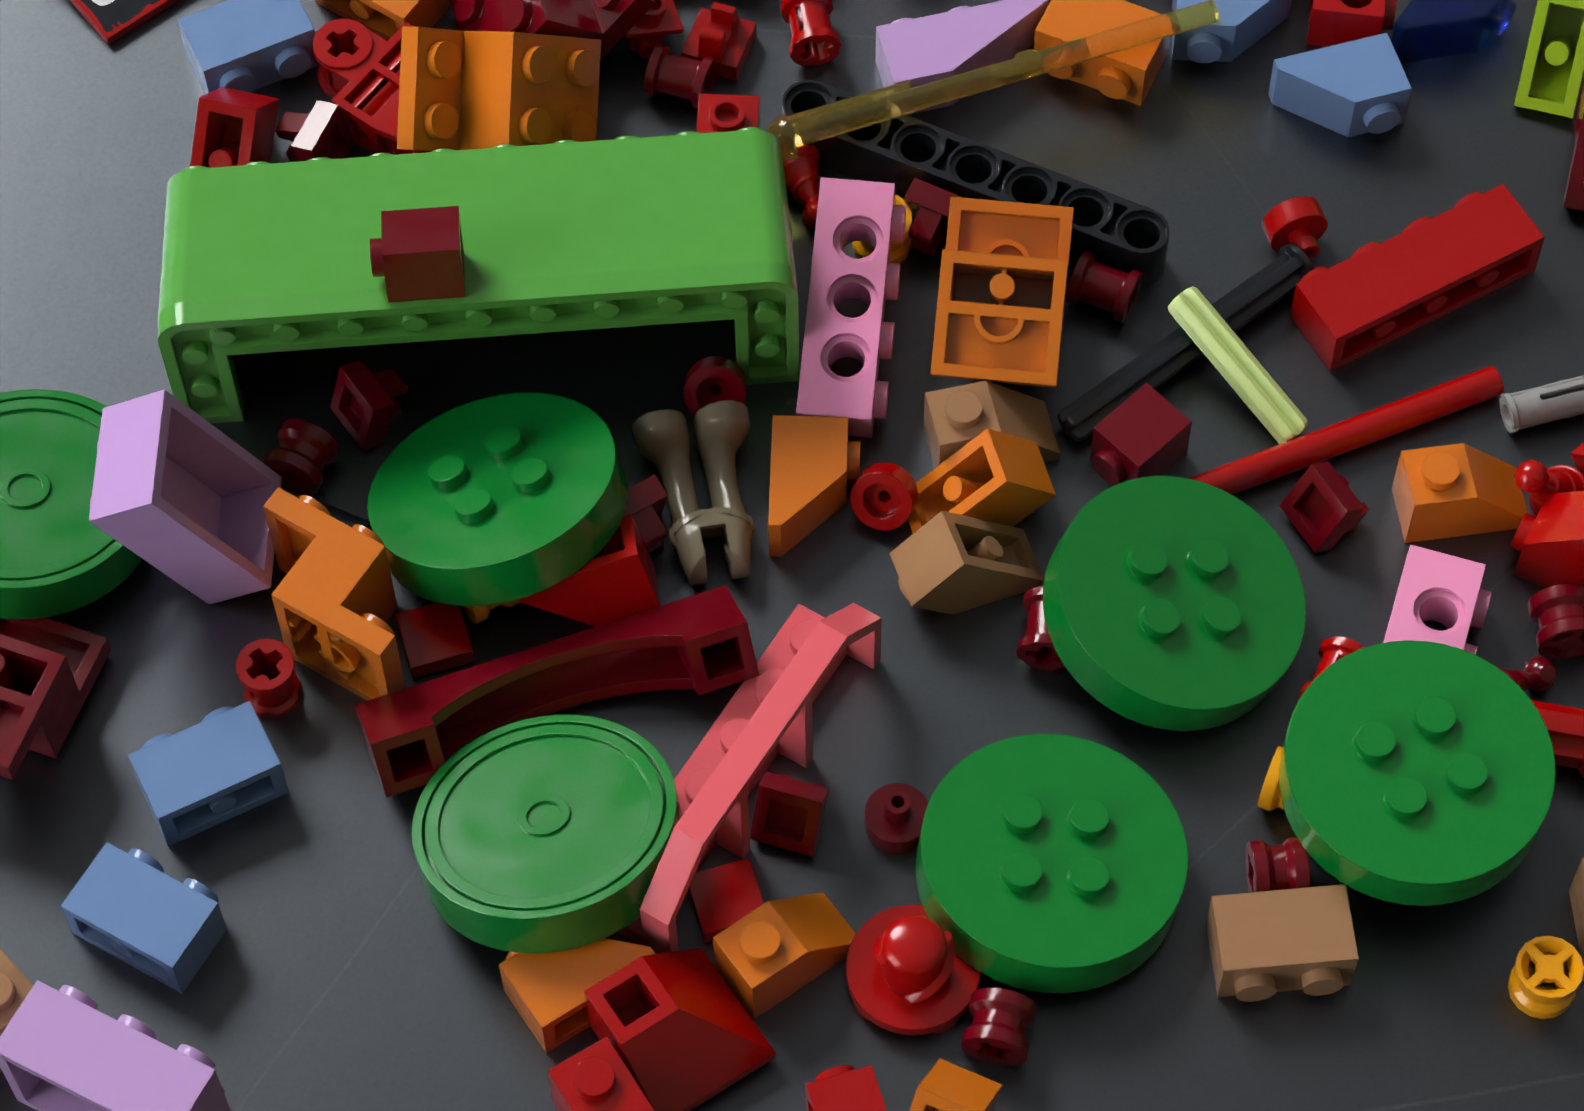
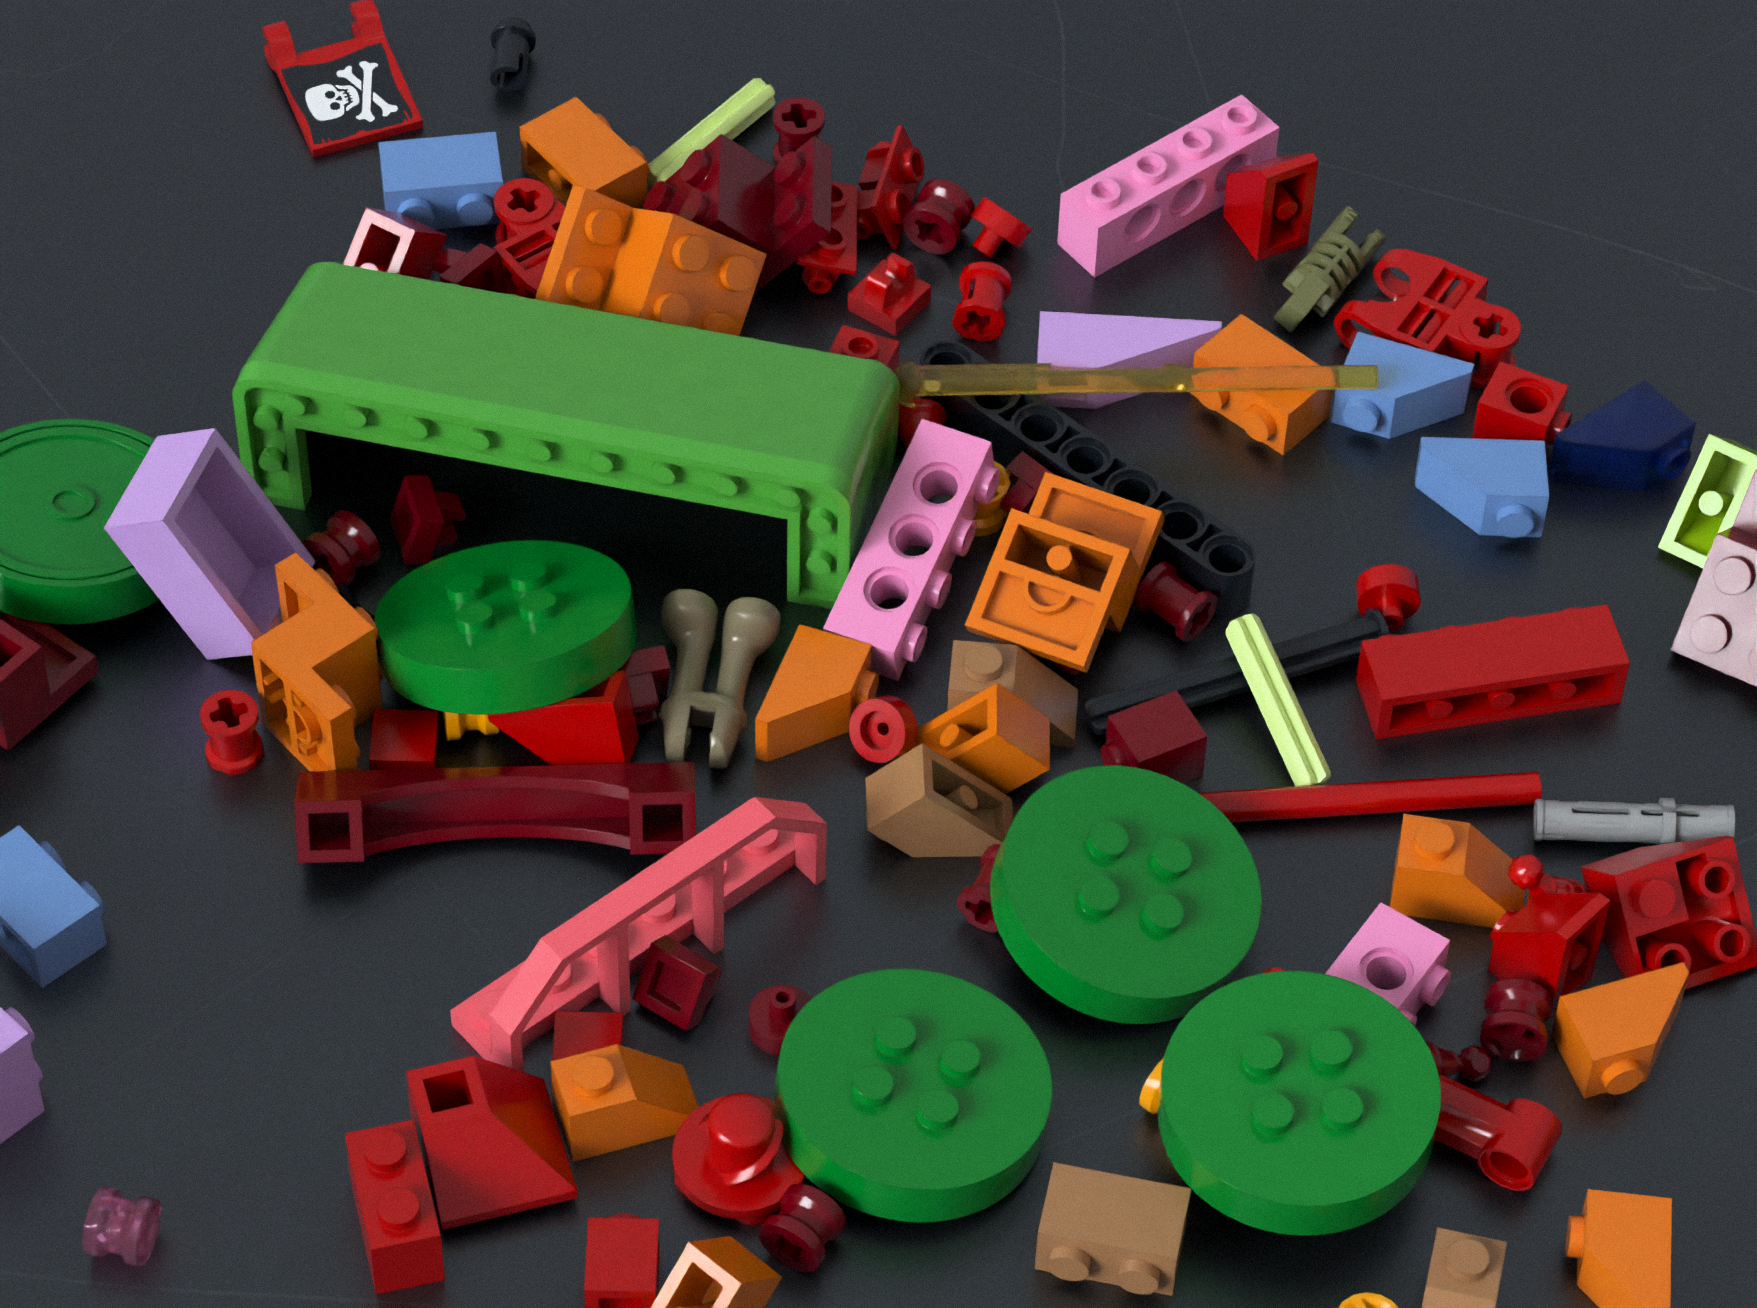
camera: 15 degrees right, 10 degrees down
(208, 772) = (141, 798): medium blue brick -> none
(420, 254) = (499, 372): dark red brick -> none
(545, 832) = (426, 927): green brick -> none
(552, 985) = (377, 1064): orange slope -> none
(679, 75) = (831, 309): dark red bush -> none
(714, 381) = (763, 581): dark red tile -> none
(1276, 866) = (1135, 1156): dark red wheel -> none
(1323, 507) = (1315, 853): dark red tile -> none

